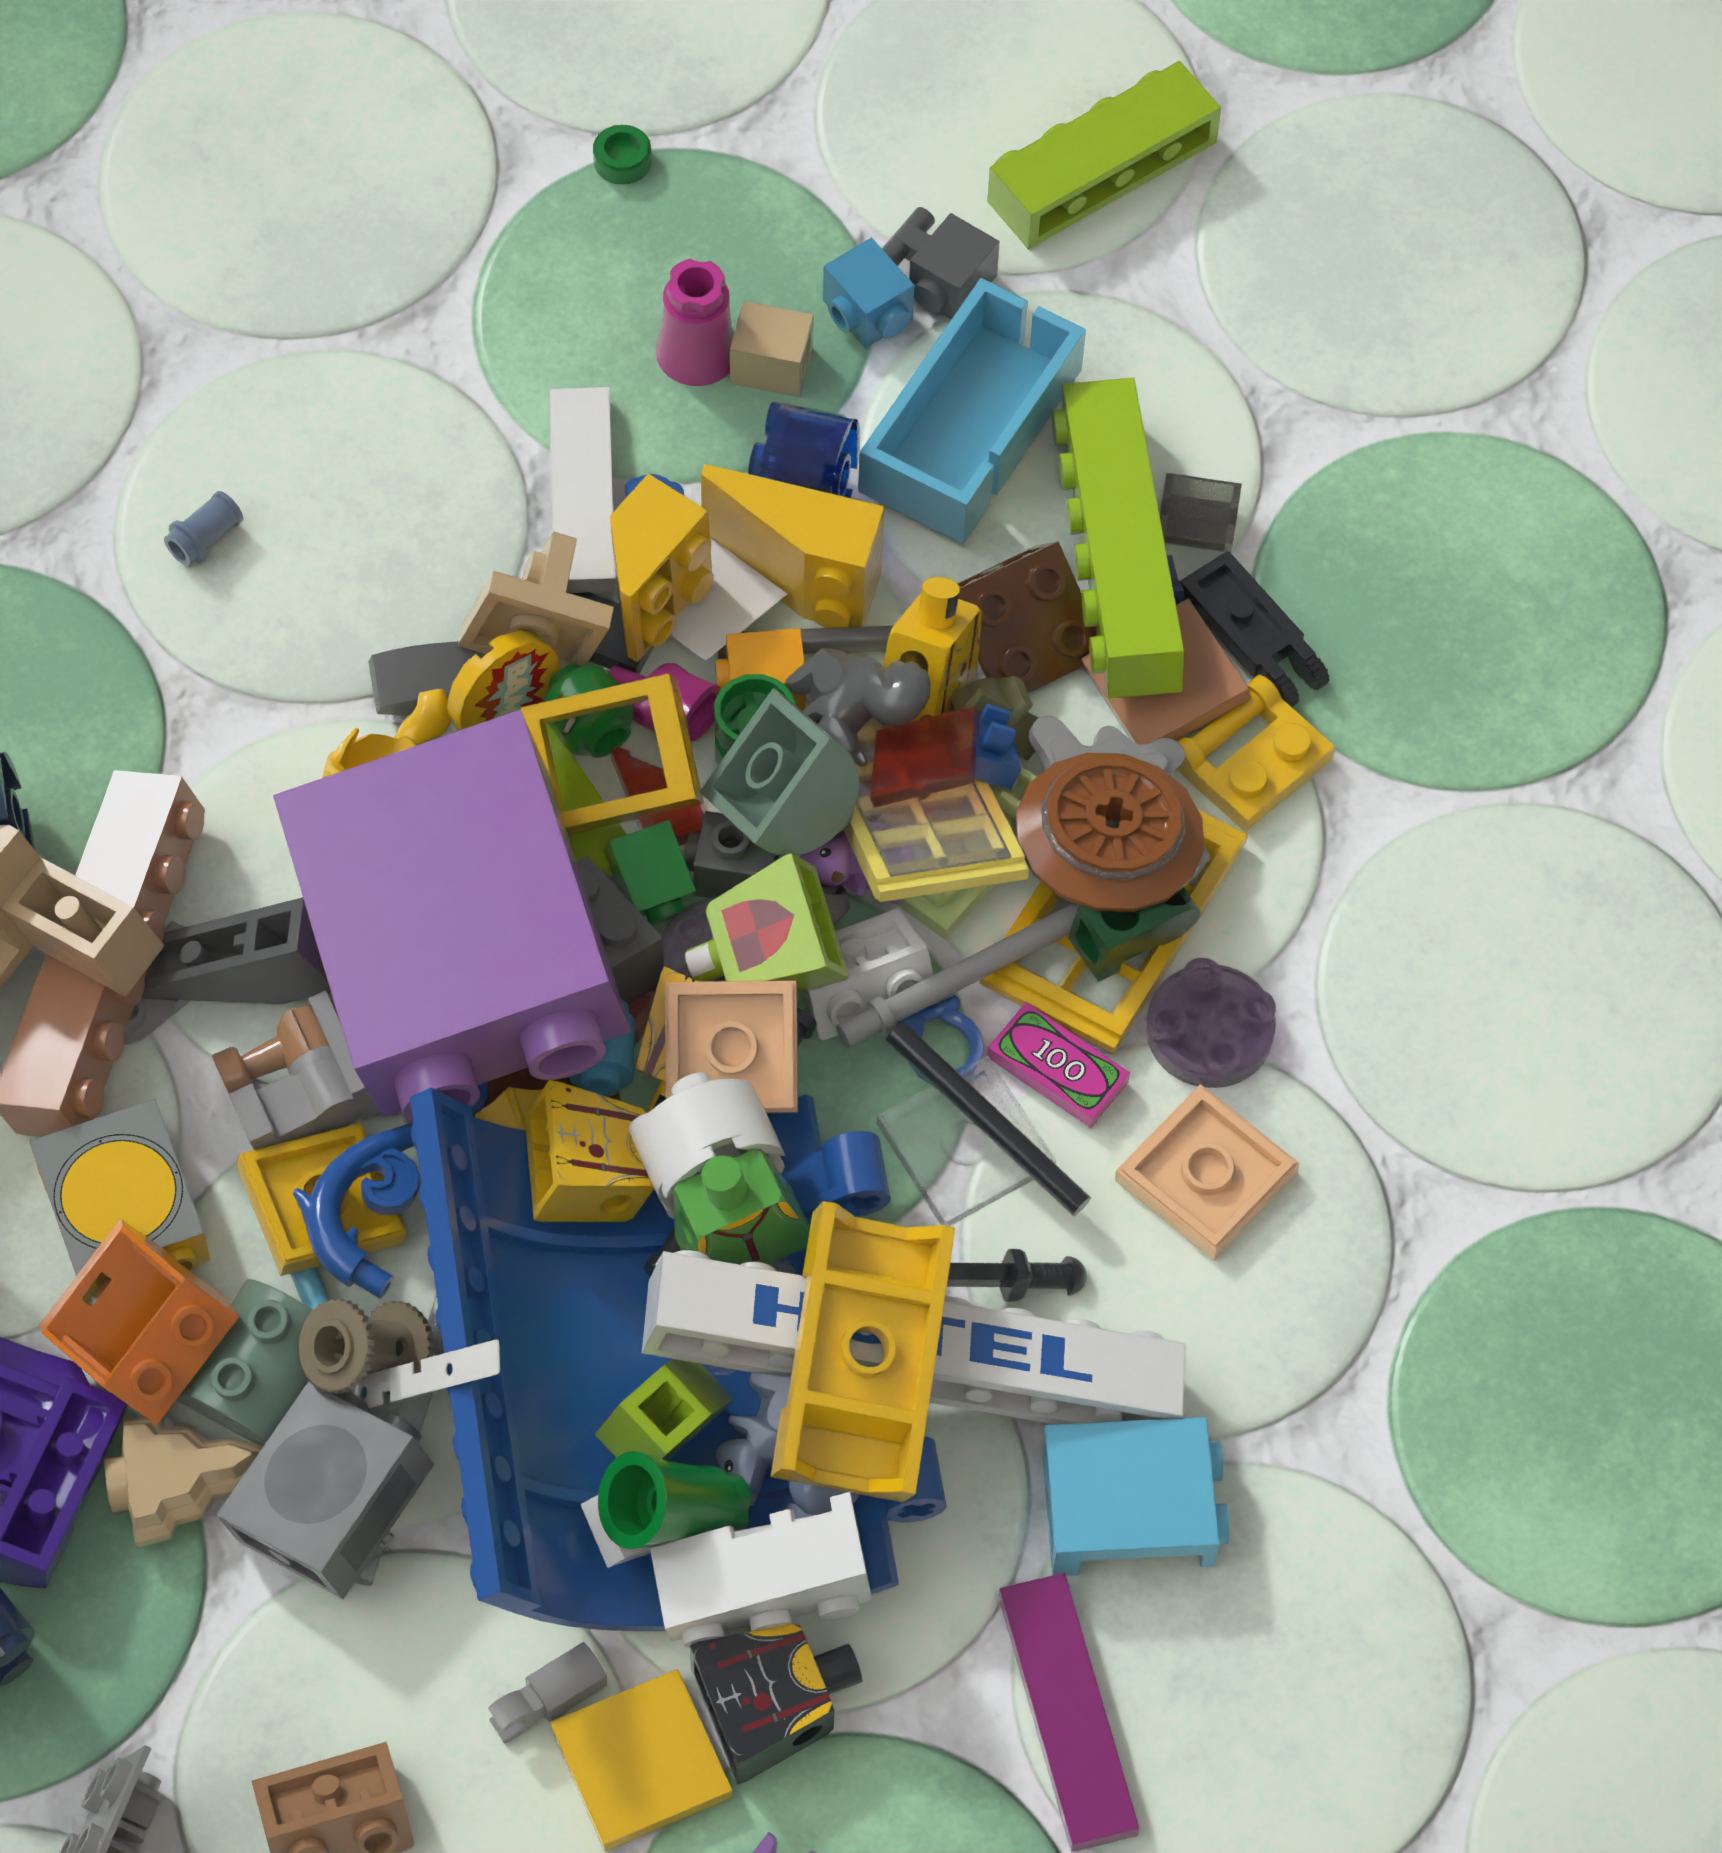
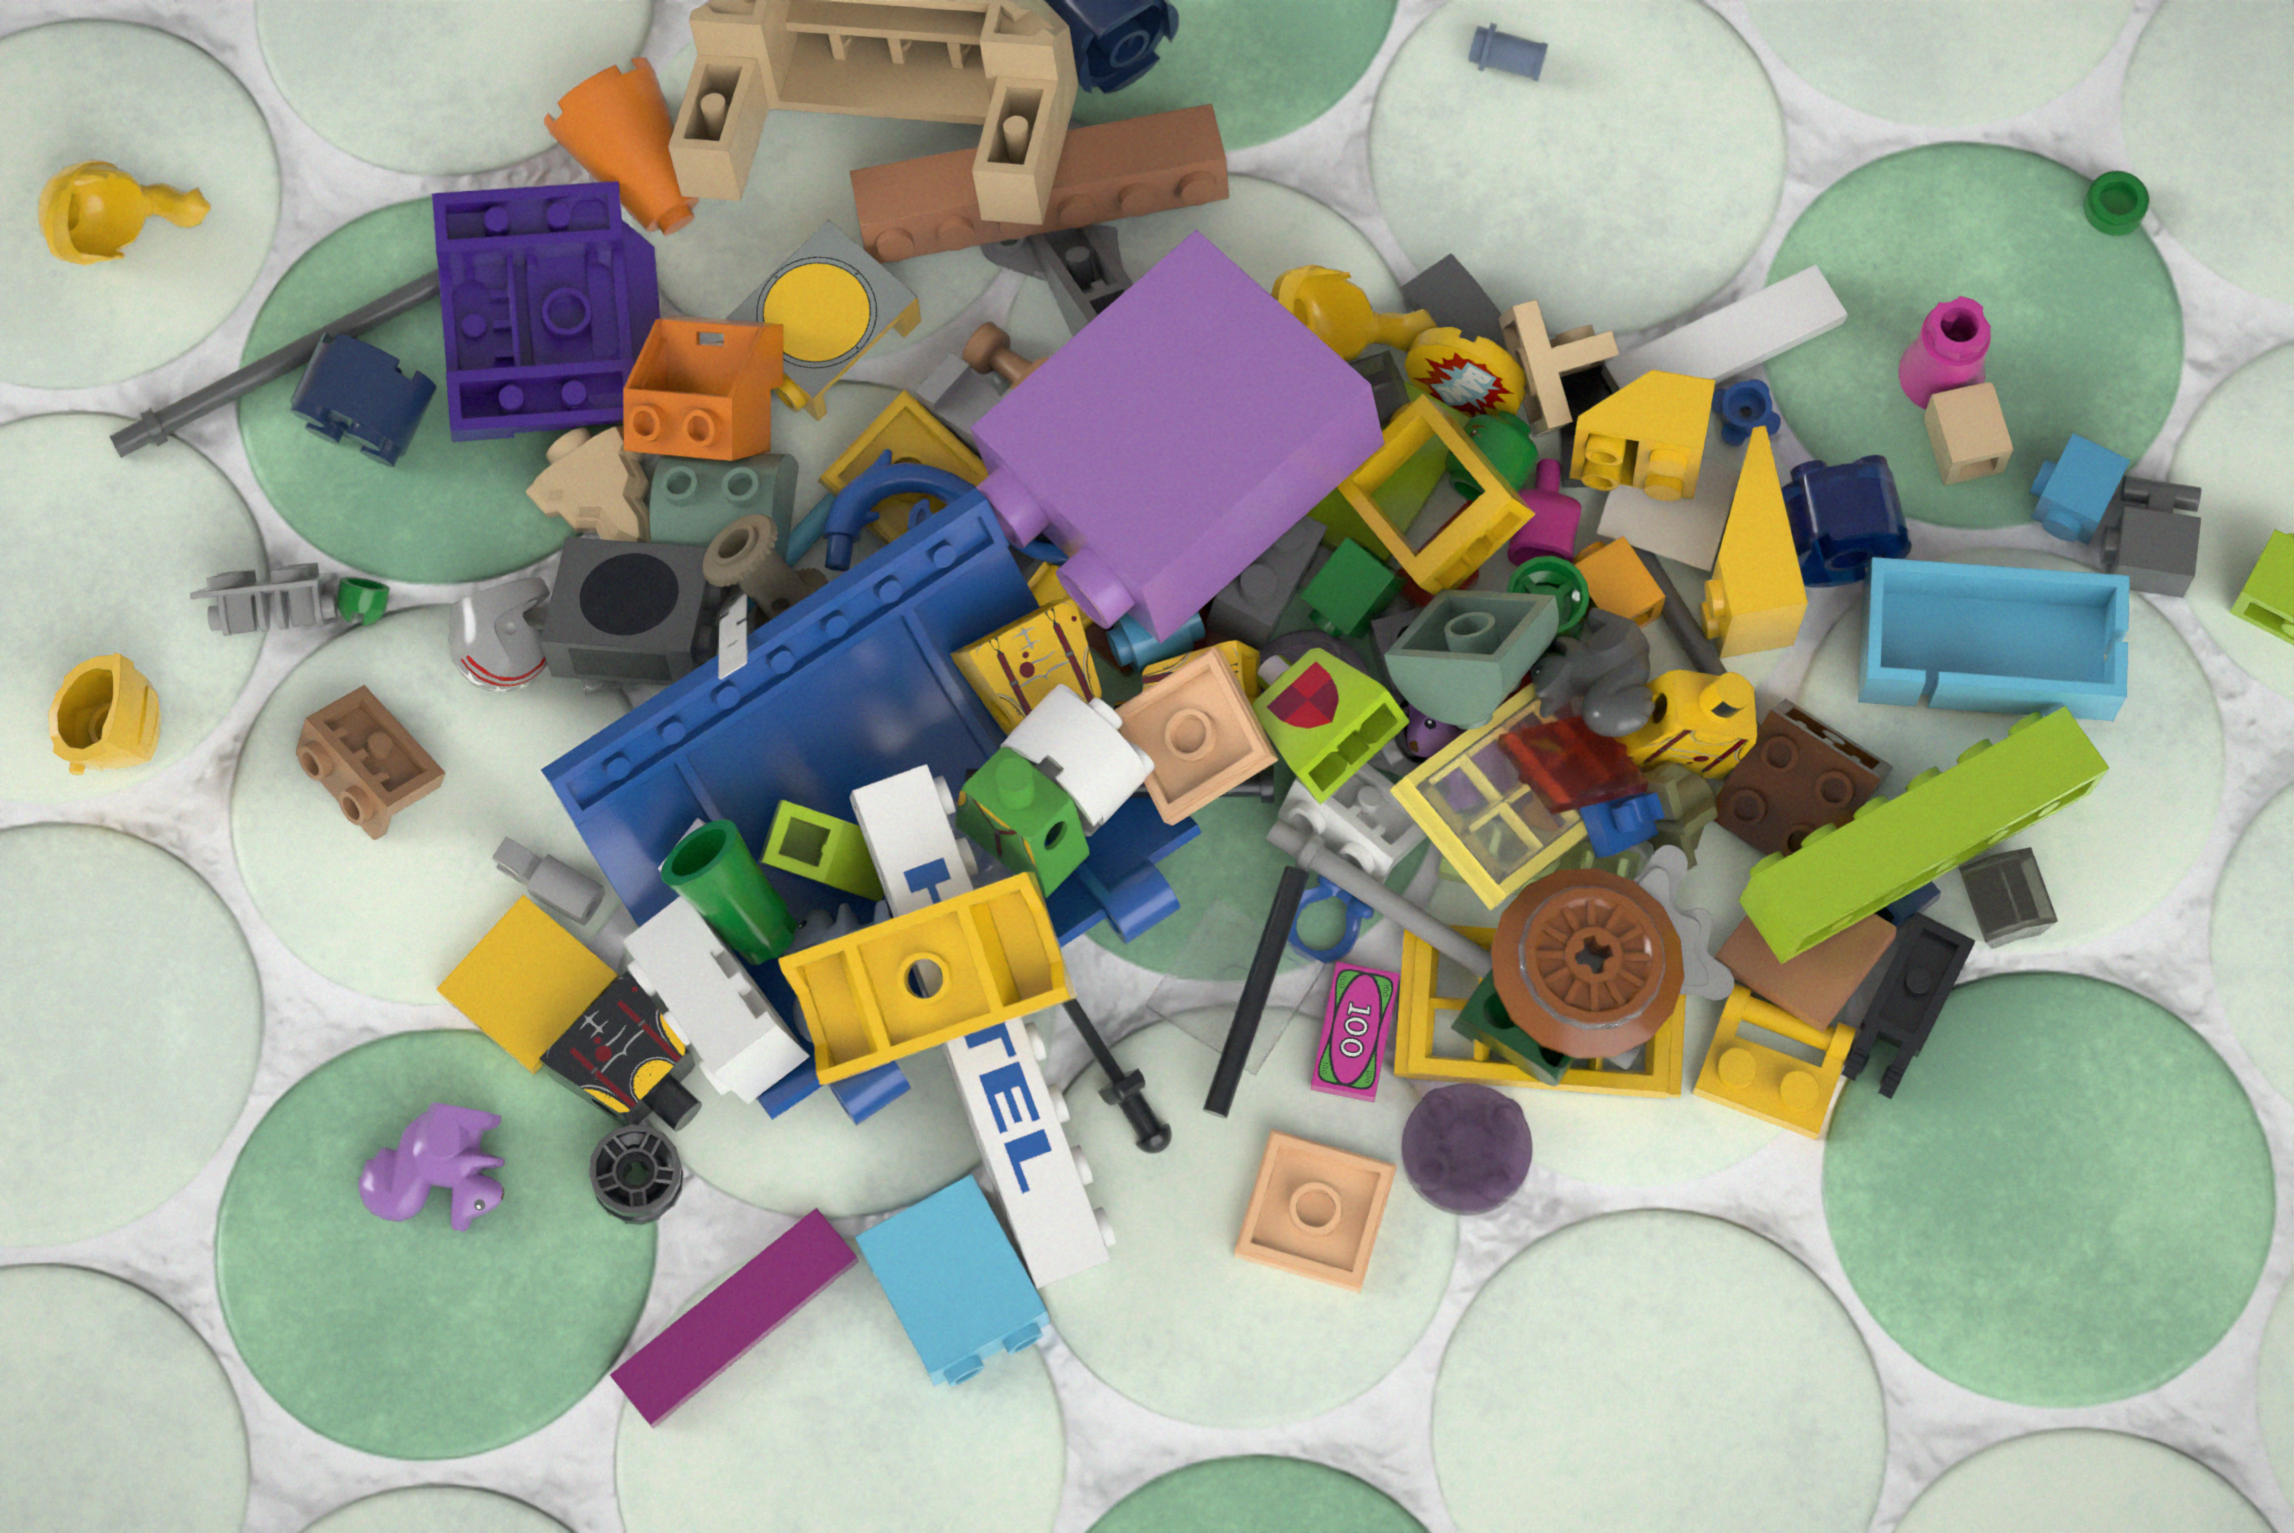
camera: 70 degrees right, 10 degrees up
(166, 1744) = (363, 597): none -> green hinge
(280, 1626) = (492, 639): none -> light grey helmet
(866, 1717) = (613, 1162): none -> black wheel

